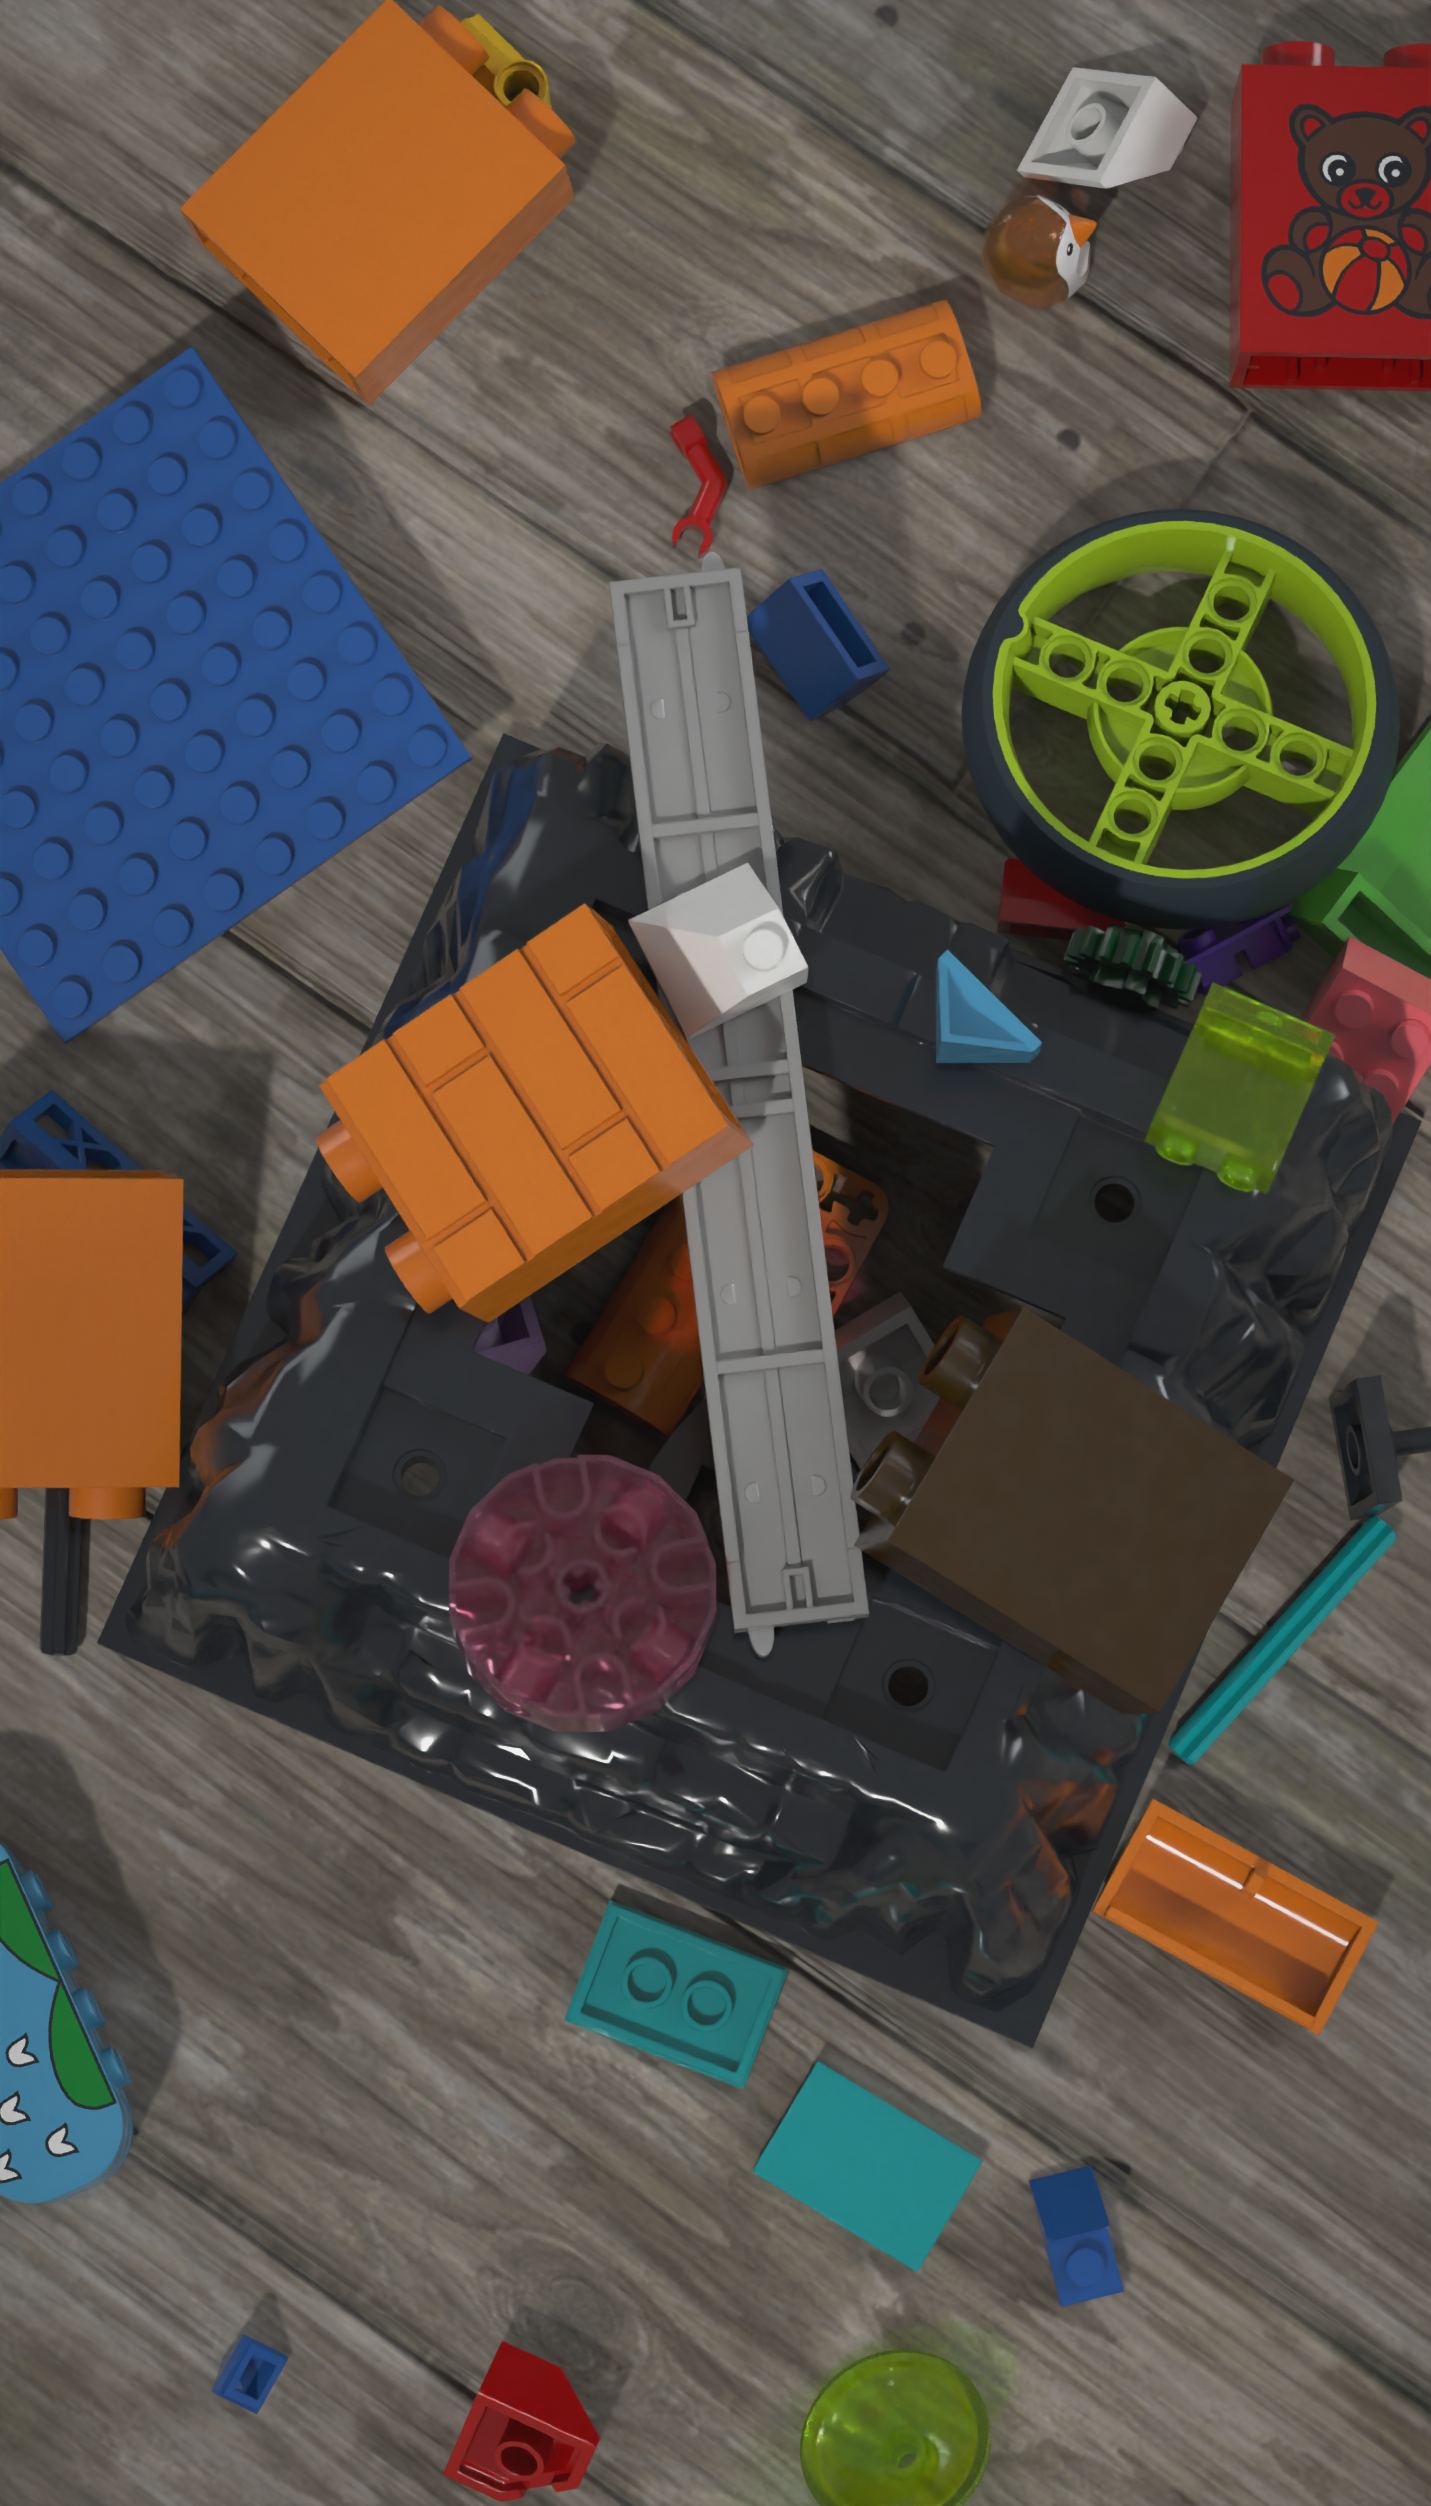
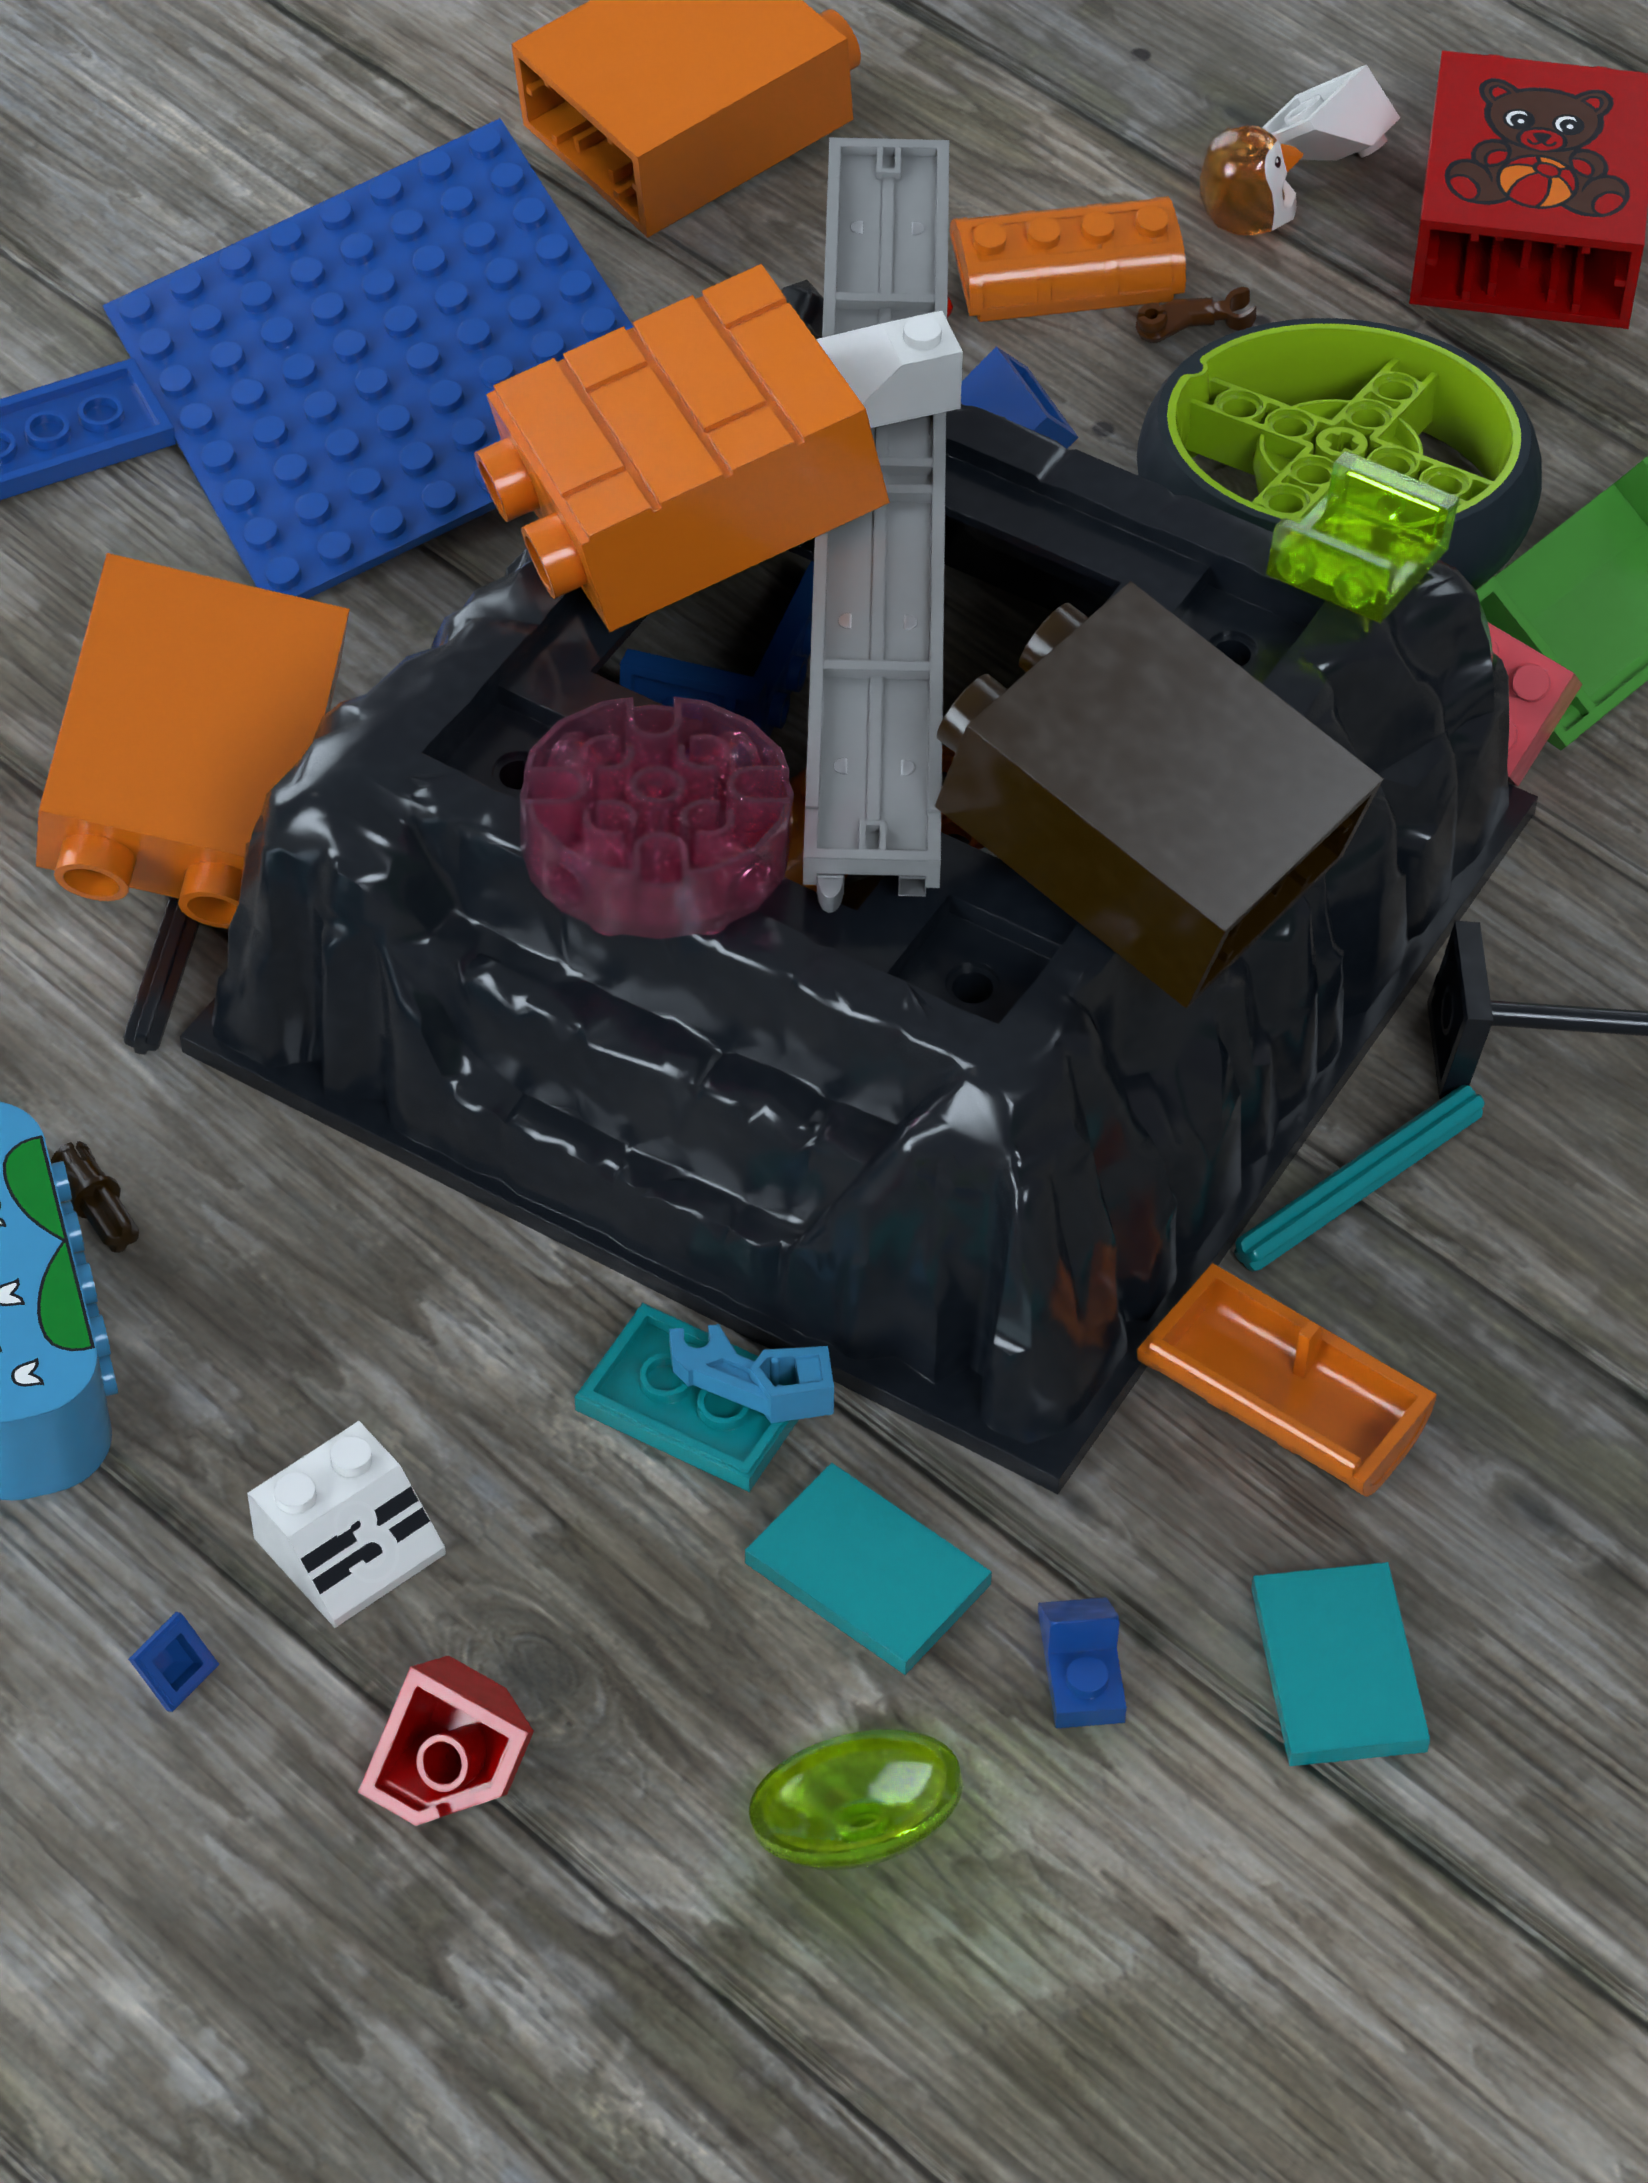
camera: 10 degrees right, 30 degrees down
(58, 1854) = (97, 1197): none -> dark brown axle
(379, 2206) = (344, 1524): none -> white slope
(702, 1987) = (752, 1382): none -> dark azure piece
(974, 1023) = (1120, 465): dark azure slope -> none
(980, 452) = (1159, 321): none -> reddish brown arm
(1311, 2206) = (1339, 1664): none -> teal tile

